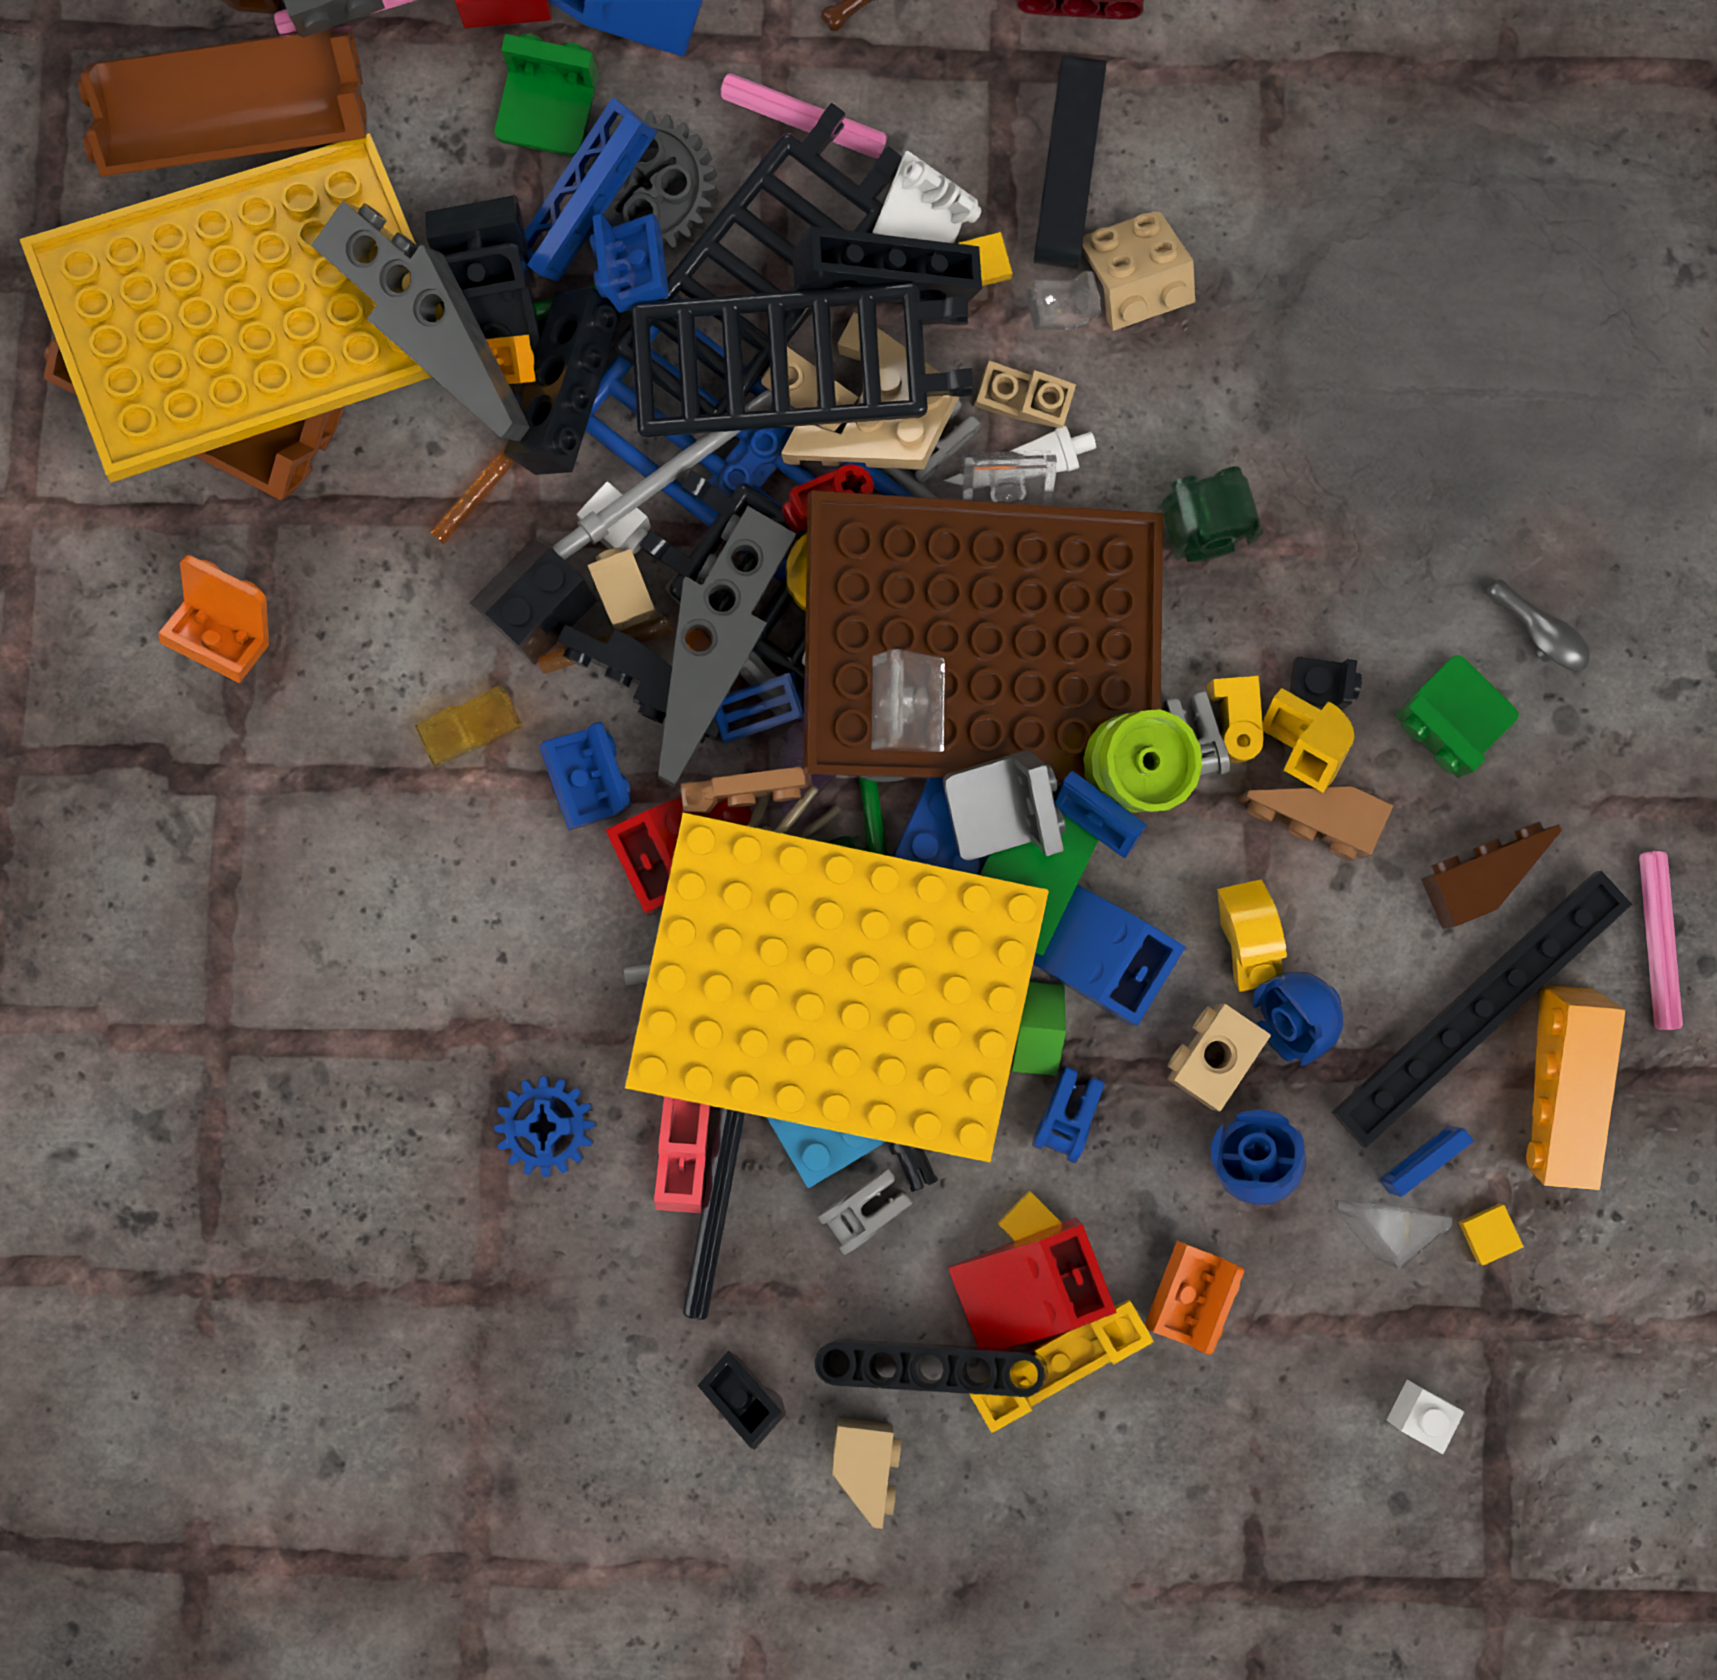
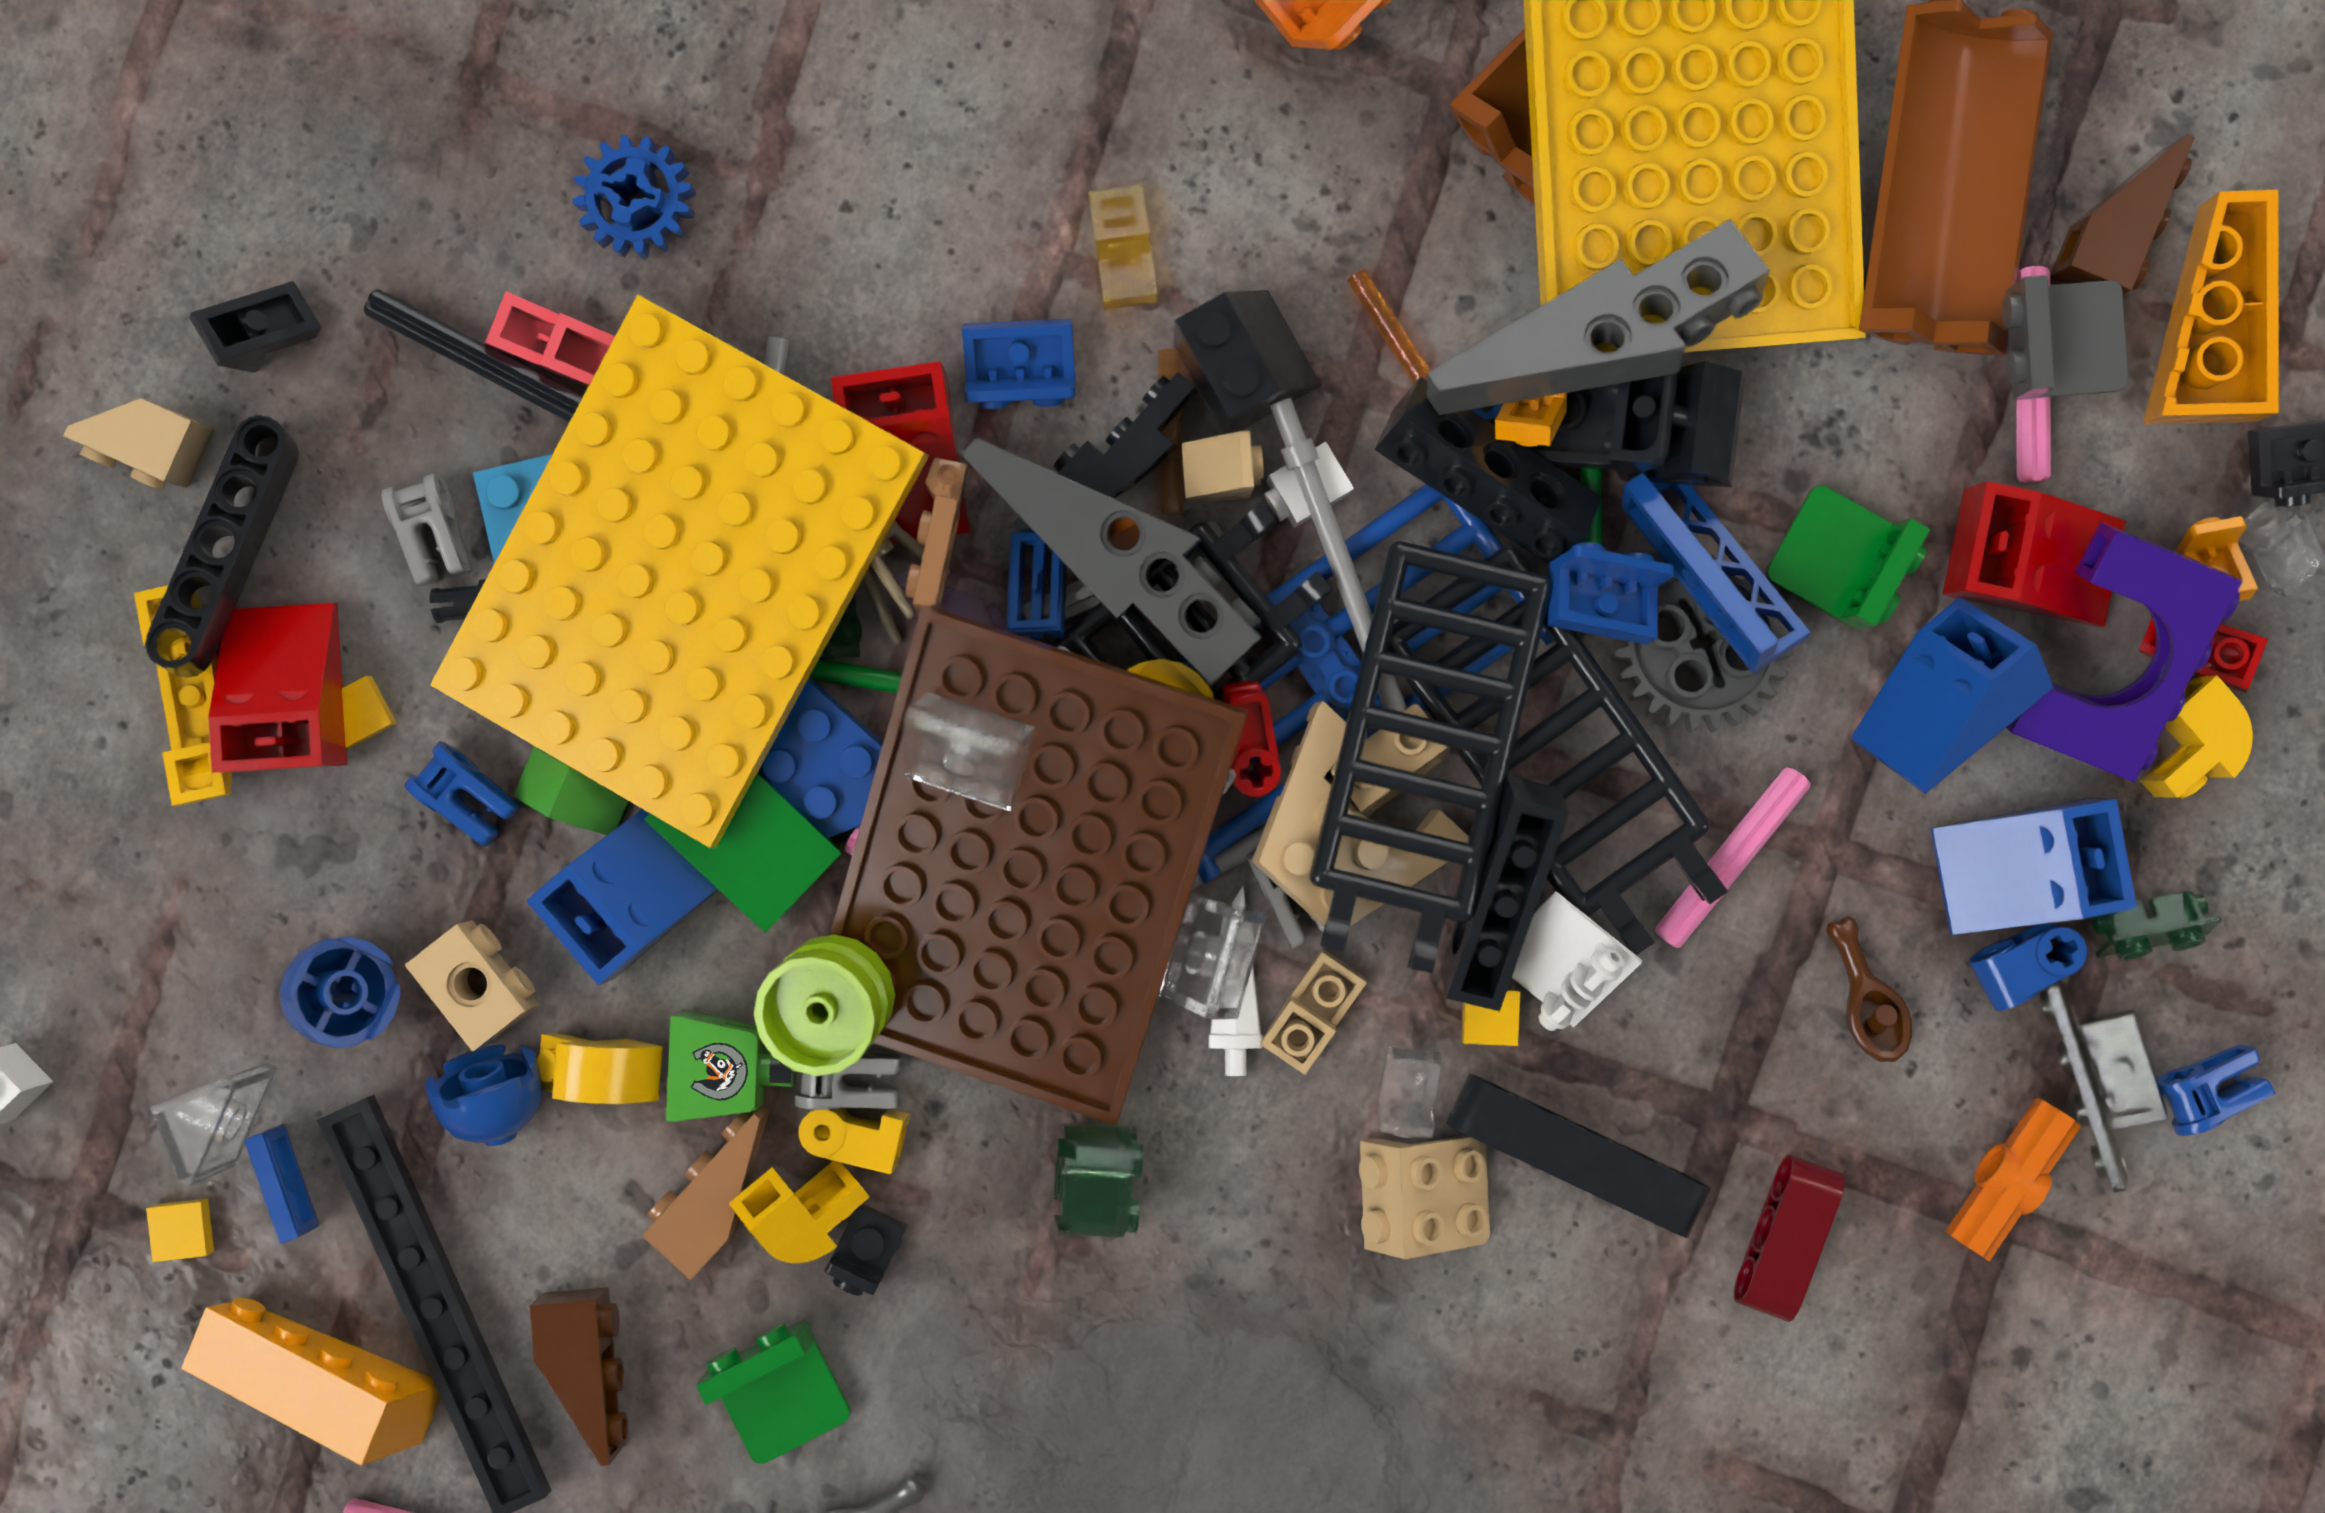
camera: 120 degrees right, 5 degrees up
(1004, 806) = (822, 827): bracket -> none
(1098, 814) = (782, 935): blue tile -> none
(1194, 1297) = (211, 870): orange bracket -> none
(1219, 838) = (718, 1067): none -> bright green torso

